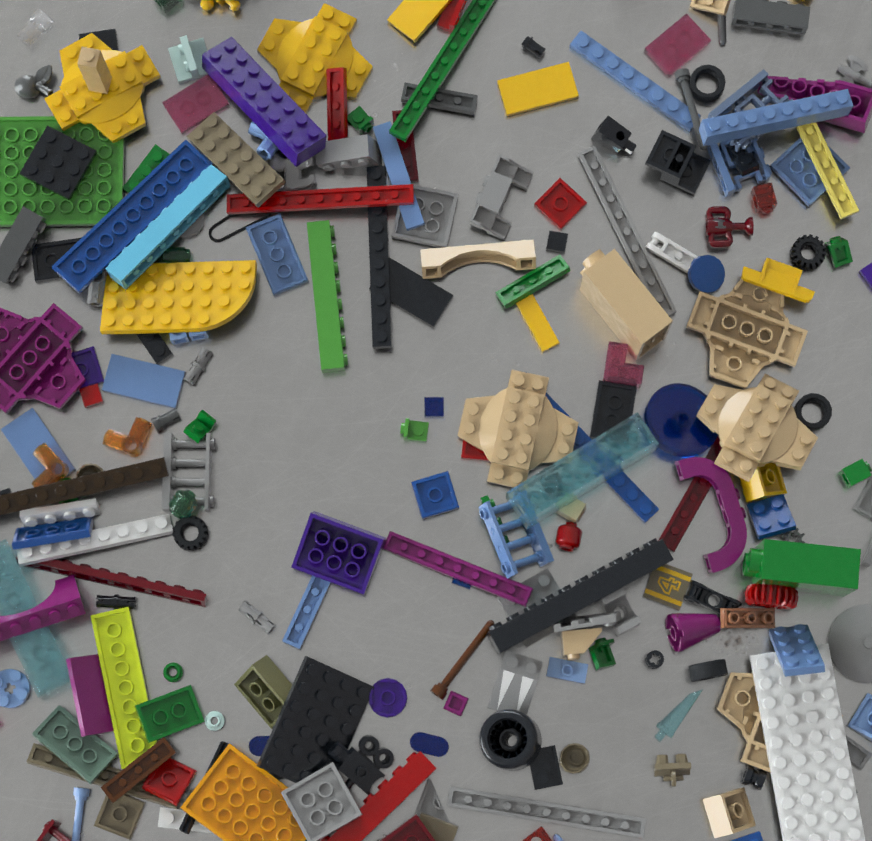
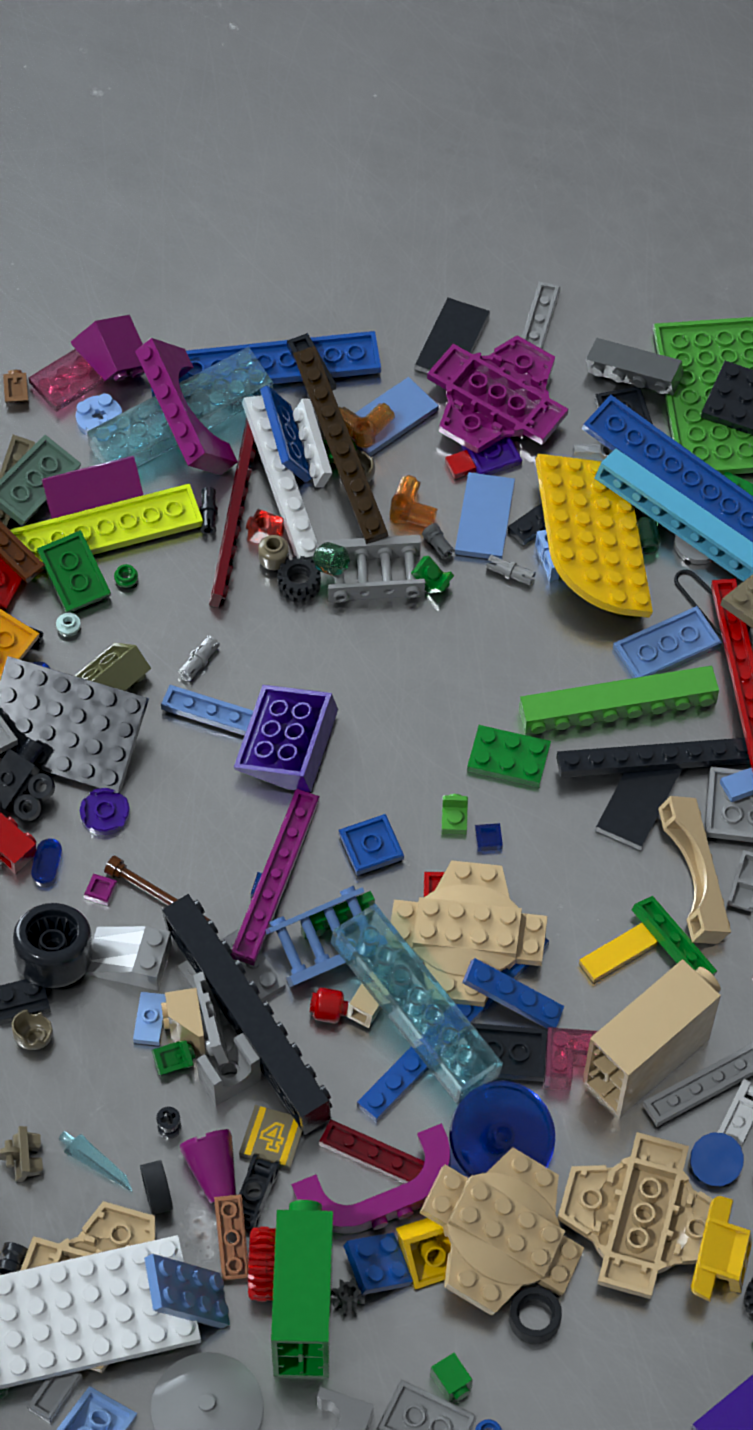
camera: 80 degrees right, 20 degrees down
(140, 548) = (262, 519): none -> clear red brick
(162, 546) = (273, 552): none -> dark tan head
(365, 385) = (508, 756): none -> green plate
(557, 241) = (735, 969): black tile -> none
(573, 401) = (513, 994): none -> blue plate

